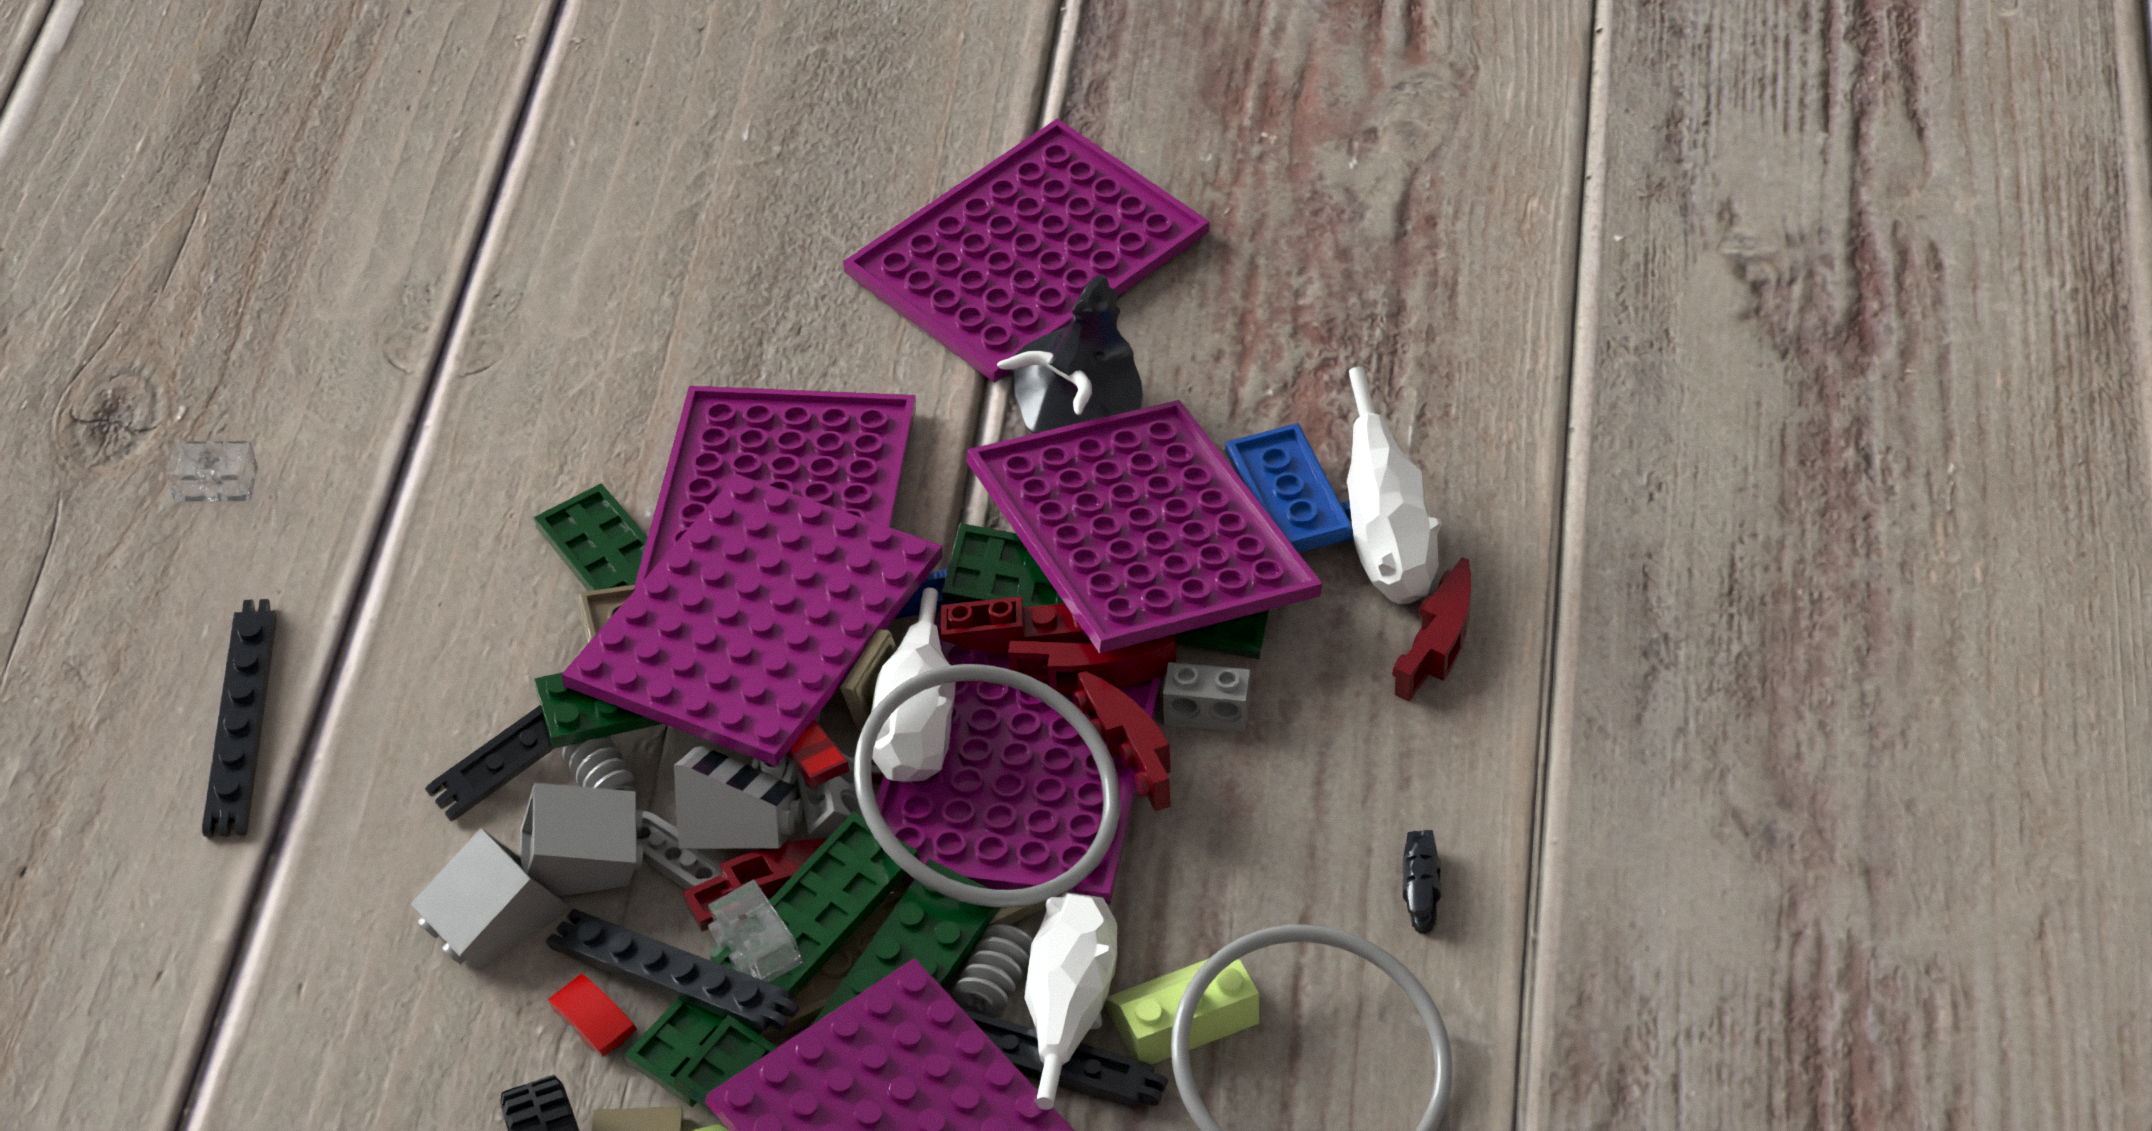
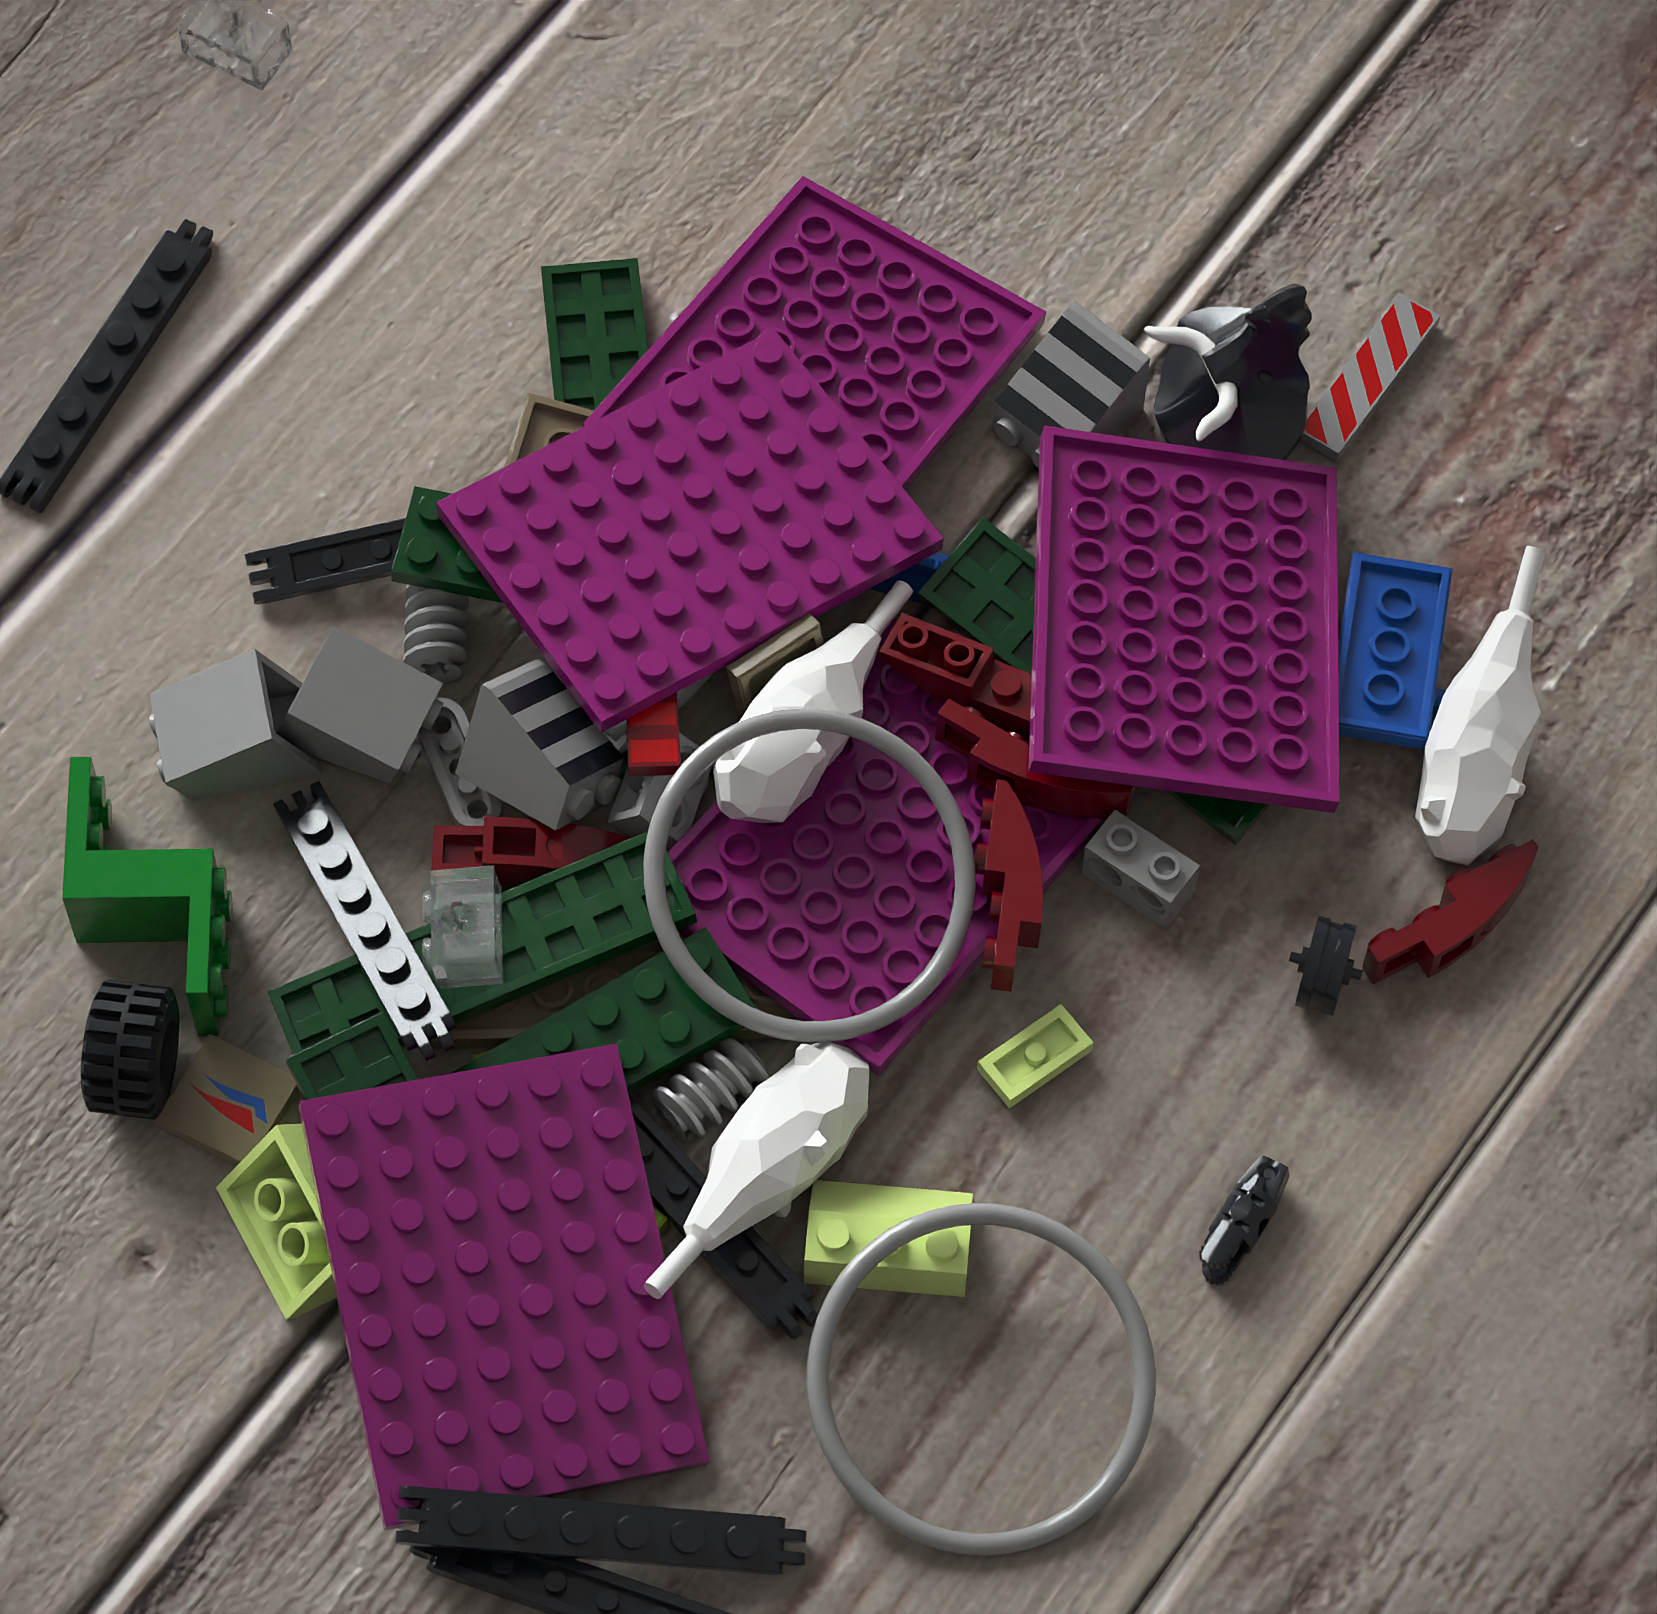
camera: 25 degrees right, 15 degrees up
(493, 1034) = (146, 896): none -> green bracket
(592, 1014) = (268, 921): red slope -> none
(963, 414) = (1074, 380): none -> light grey slope
(1020, 243) = (1292, 167): magenta plate -> none
(1160, 343) = (1368, 376): none -> light grey tile
(1209, 846) = (1035, 1056): none -> yellowish green plate
(1375, 694) = (1325, 965): none -> black wheel

